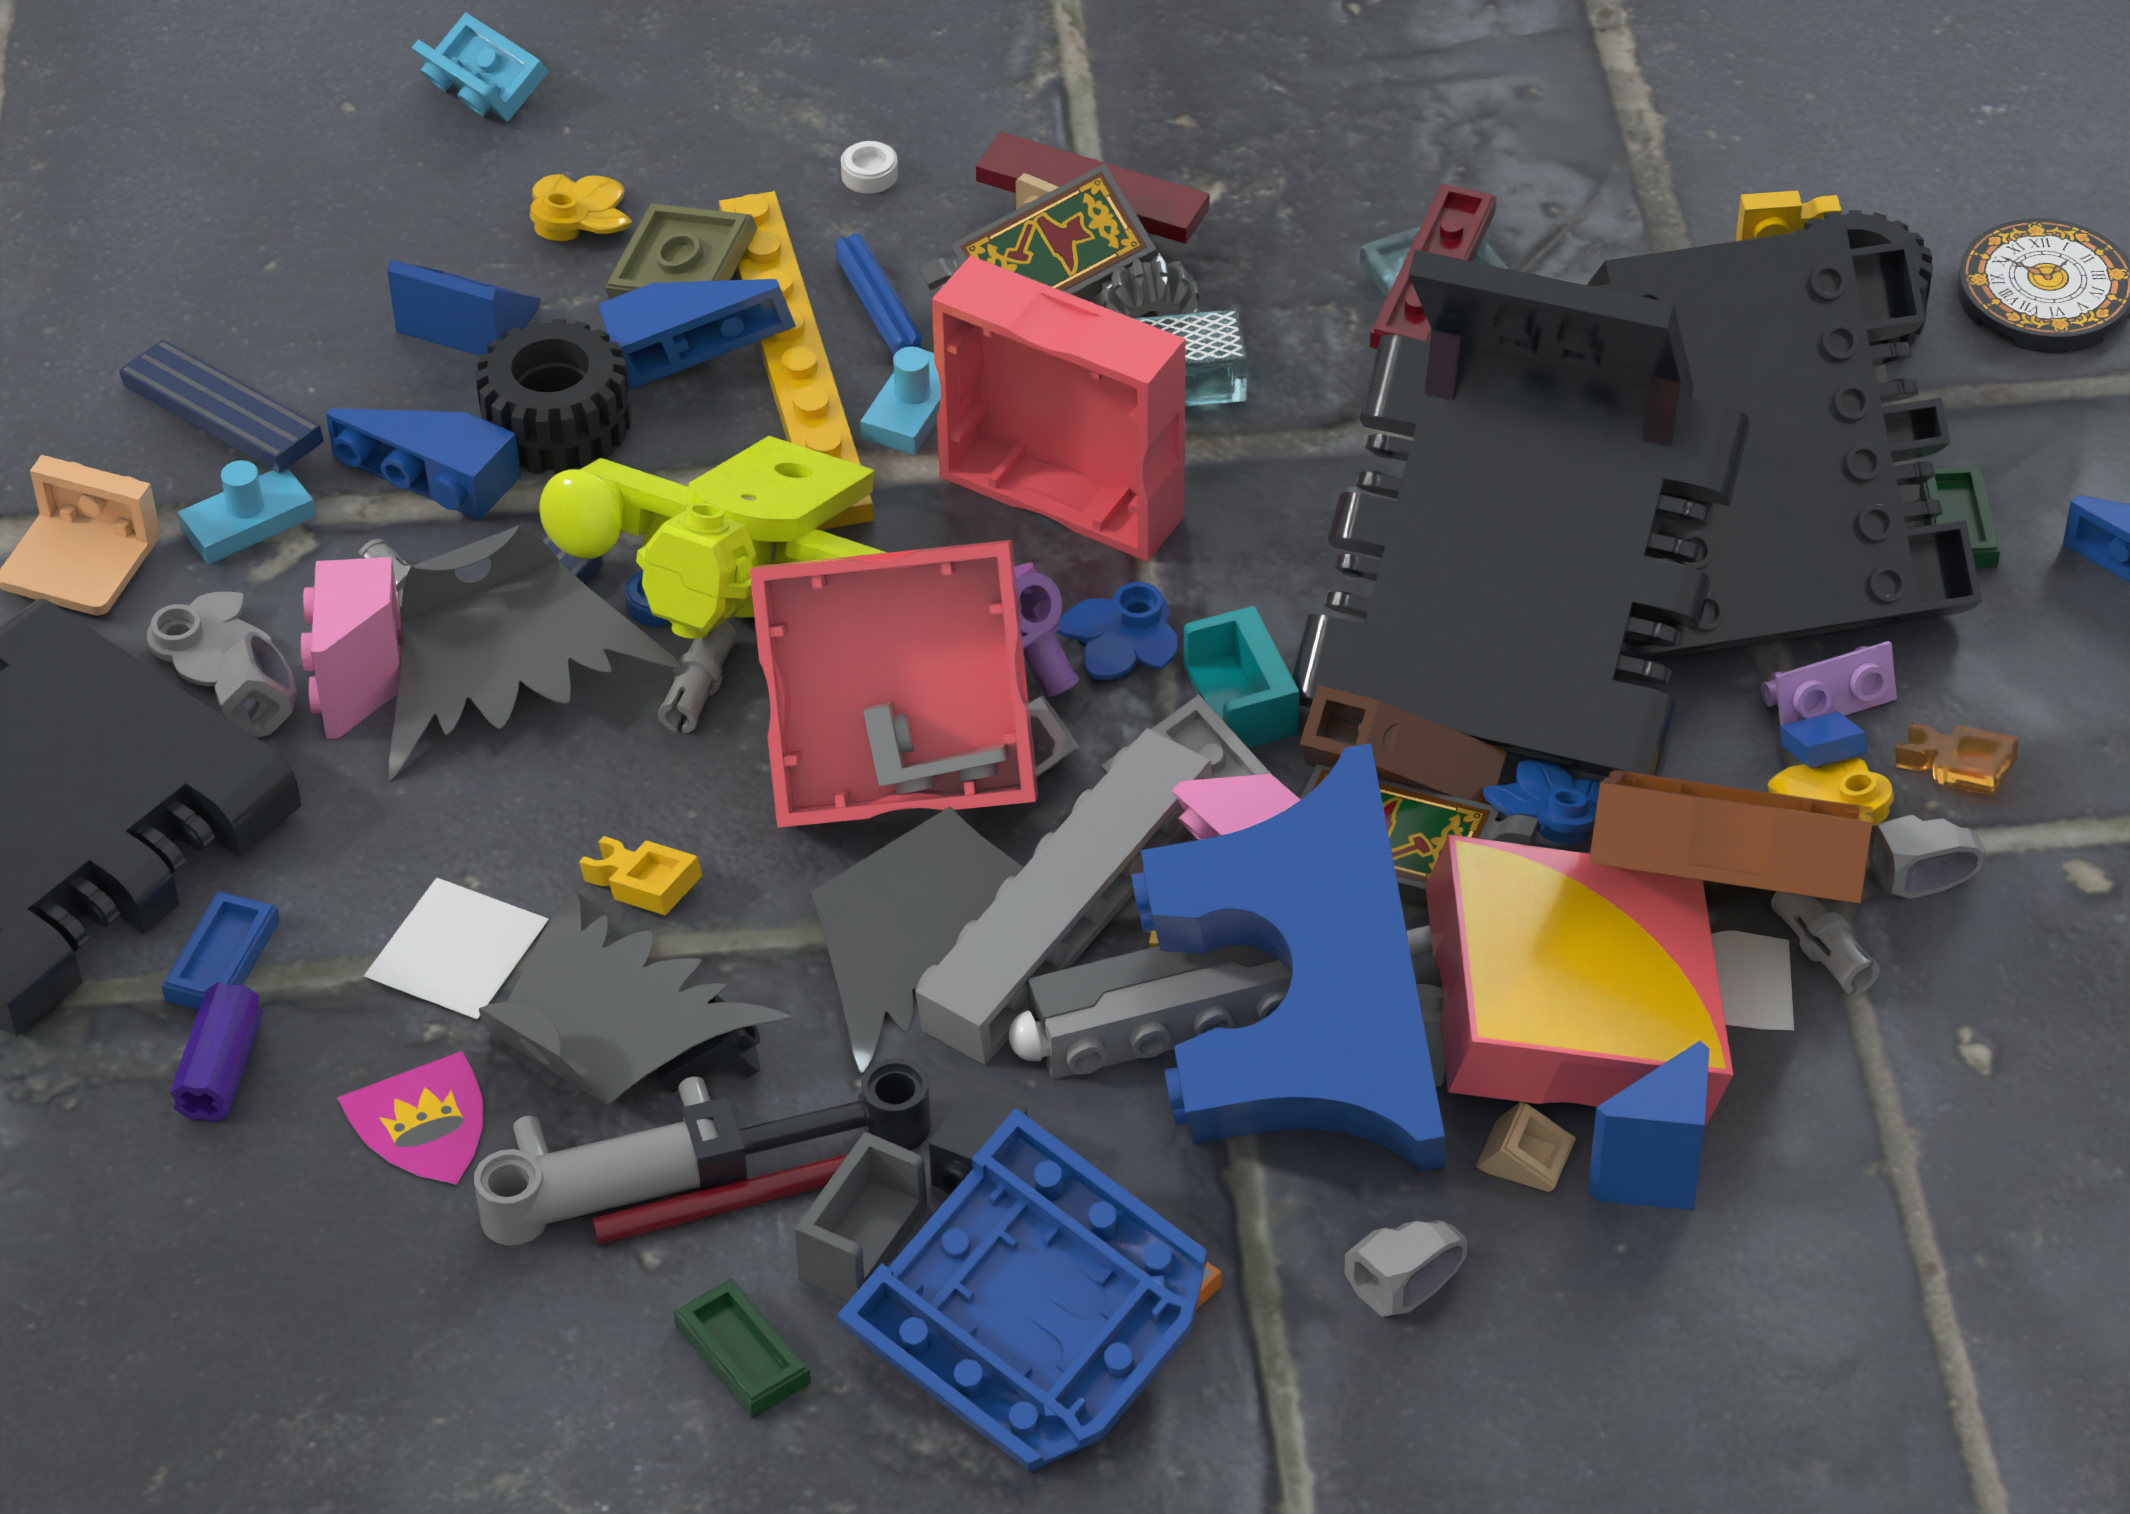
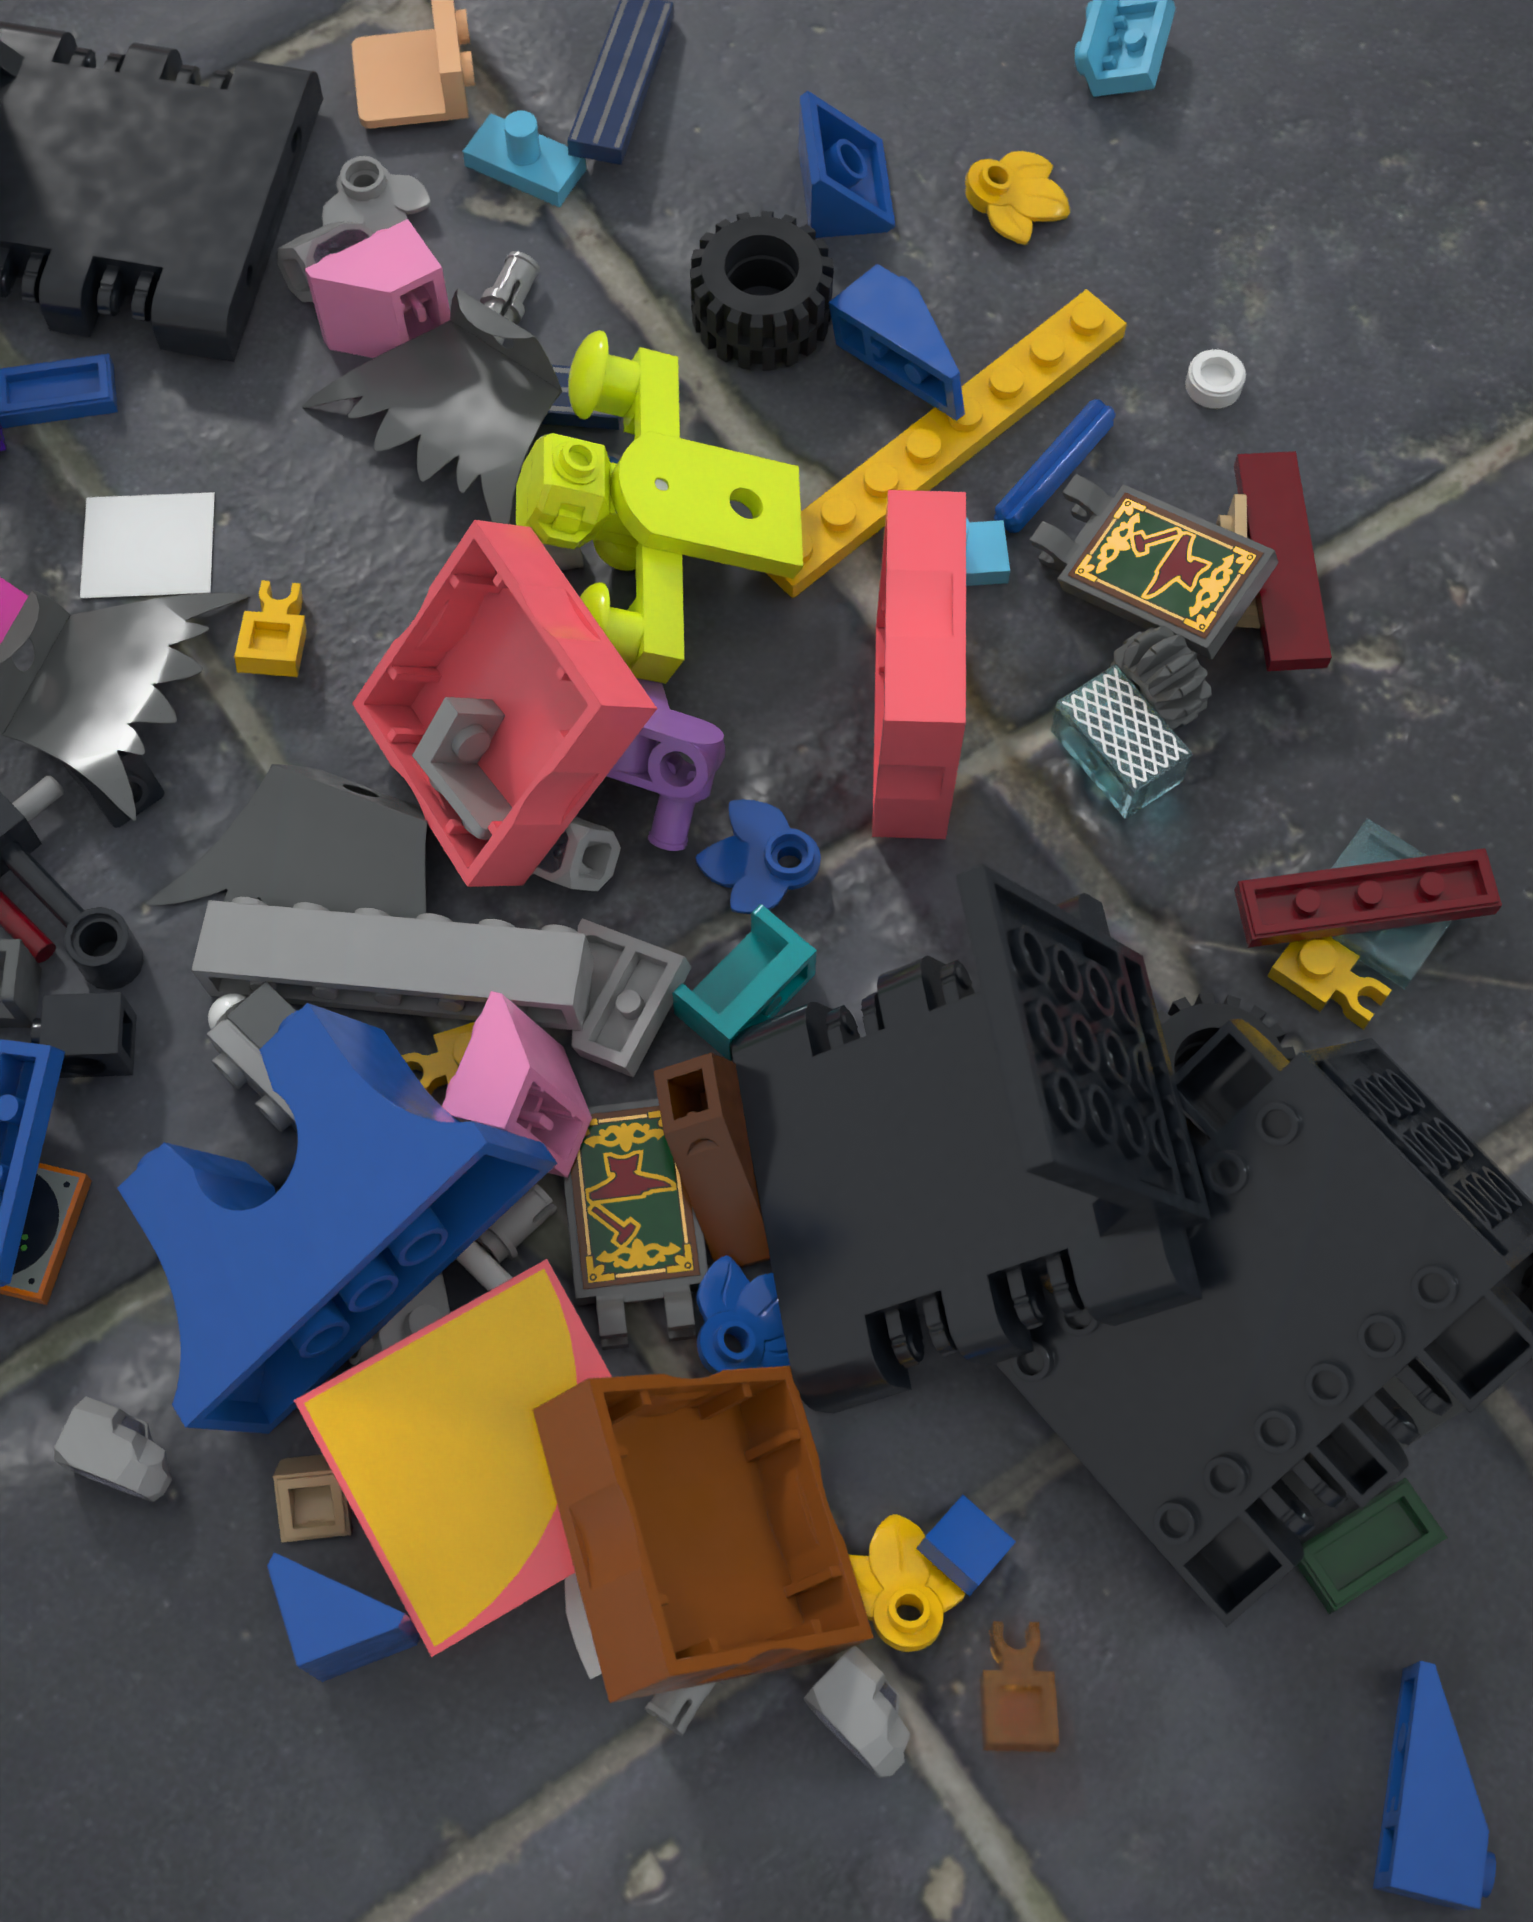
camera: 60 degrees right, 20 degrees up
(434, 453) = (653, 245): blue slope -> none
(682, 247) = (994, 297): olive tile -> none
(1836, 684) = (1068, 1543): lavender hinge -> none

